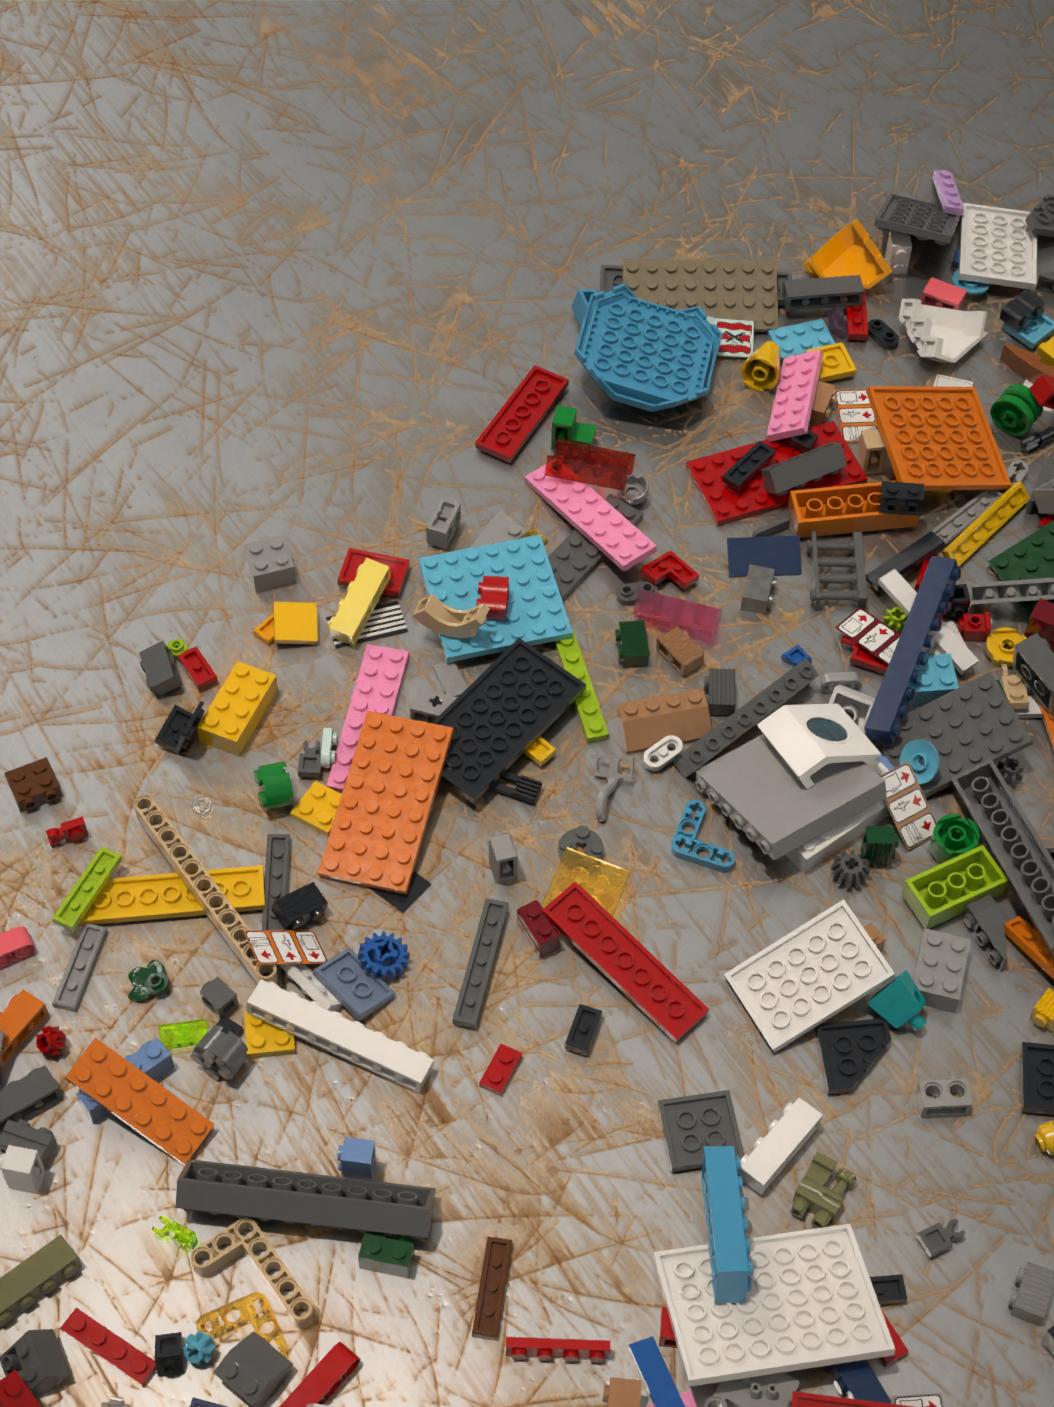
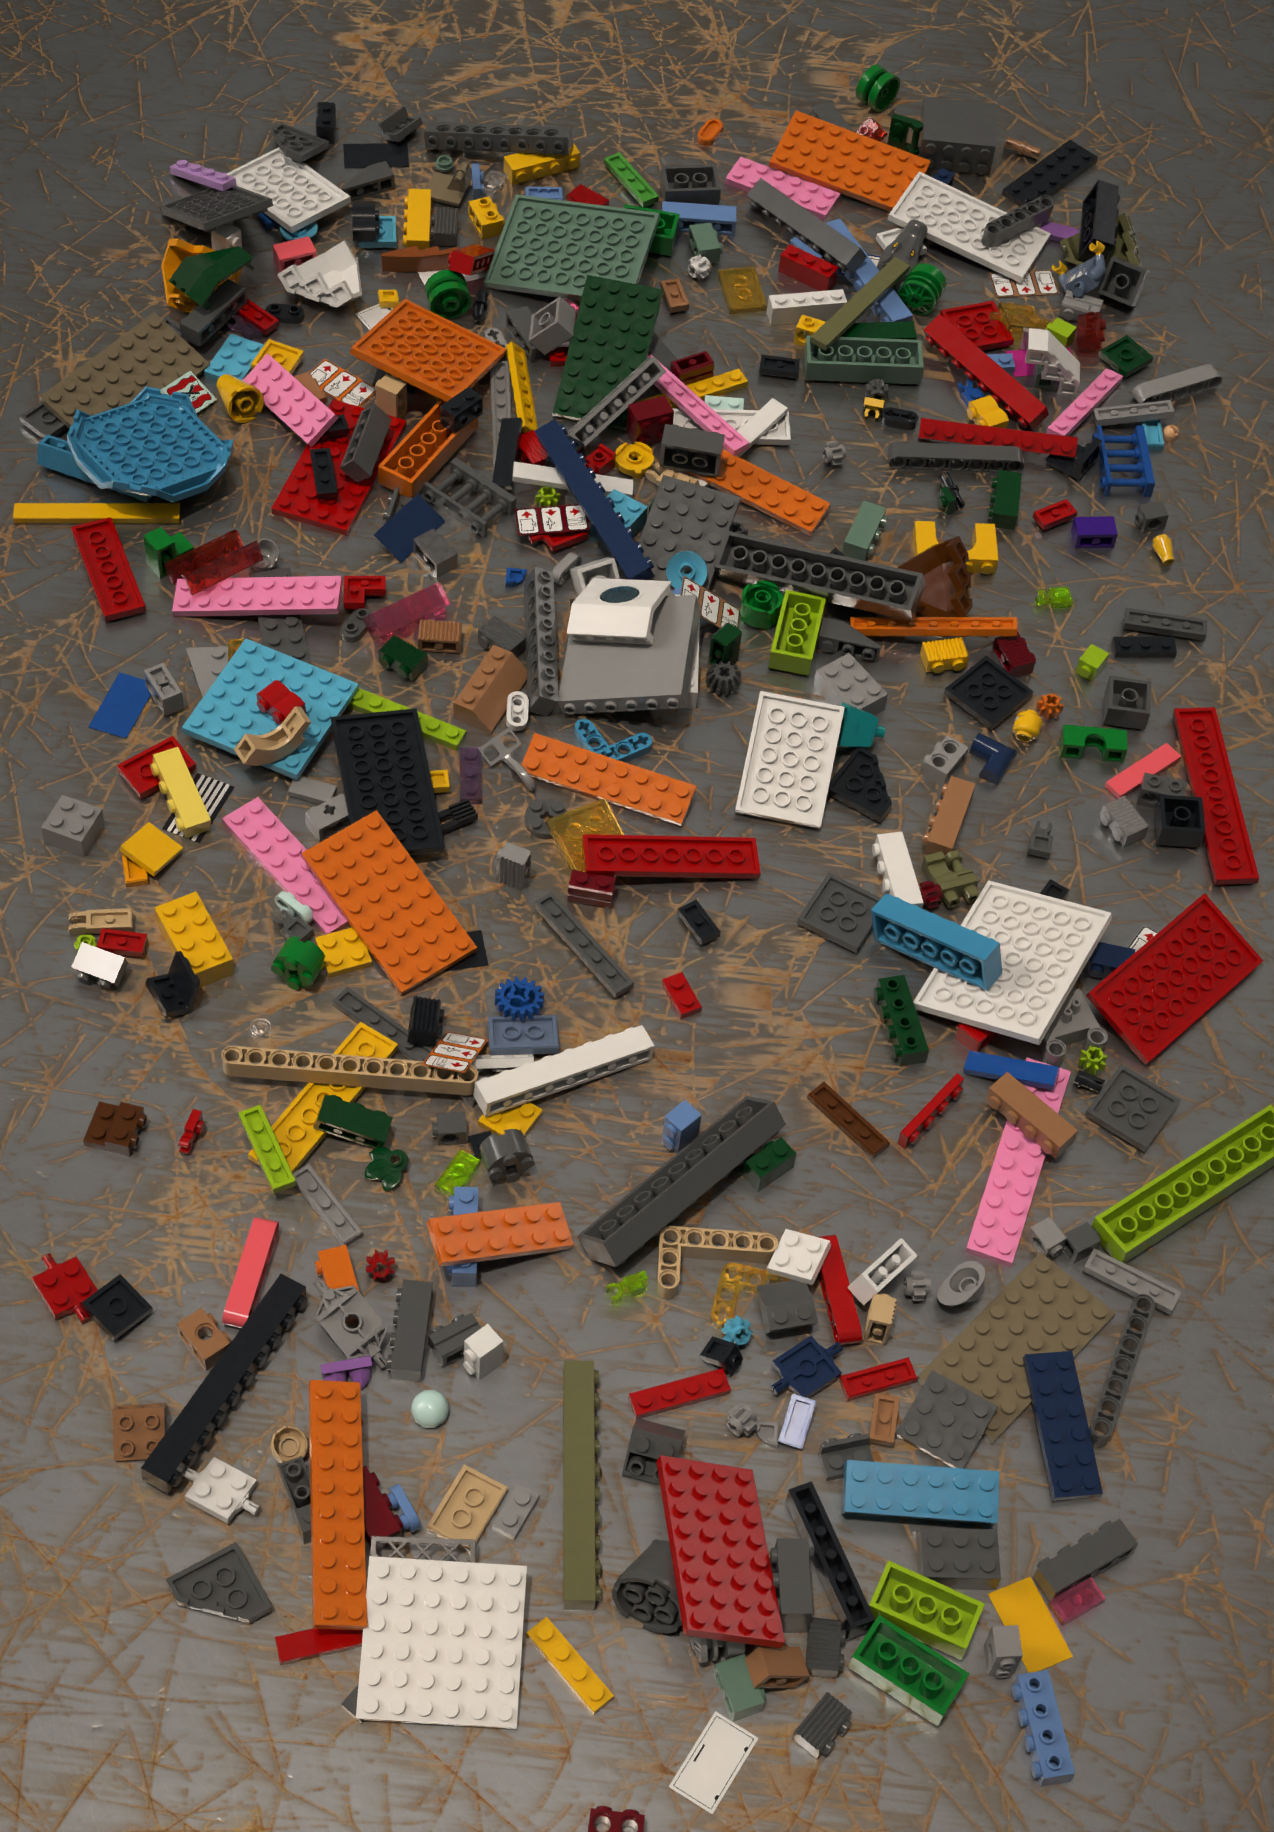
camera: 55 degrees left, 0 degrees up
(162, 926) = (352, 1122): none -> dark green brick
(206, 642) = (100, 918): none -> tan hinge
(307, 1344) = (799, 1256): none -> white plate
(408, 513) = (121, 706): none -> blue sticker
(563, 366) = (96, 511): none -> yellow tile
(569, 769) = (470, 774): none -> clear purple plate
(630, 1257) = (901, 1020): none -> dark green brick
(660, 864) = (609, 779): none -> orange plate
(784, 1185) = (930, 894): none -> dark red gear
(844, 255) = (202, 273): none -> dark green panel
(886, 1144) = (950, 816): none -> medium nougat brick
(975, 379) = (388, 298): none -> yellow tile
(996, 1138) = (998, 757): none -> dark blue brick

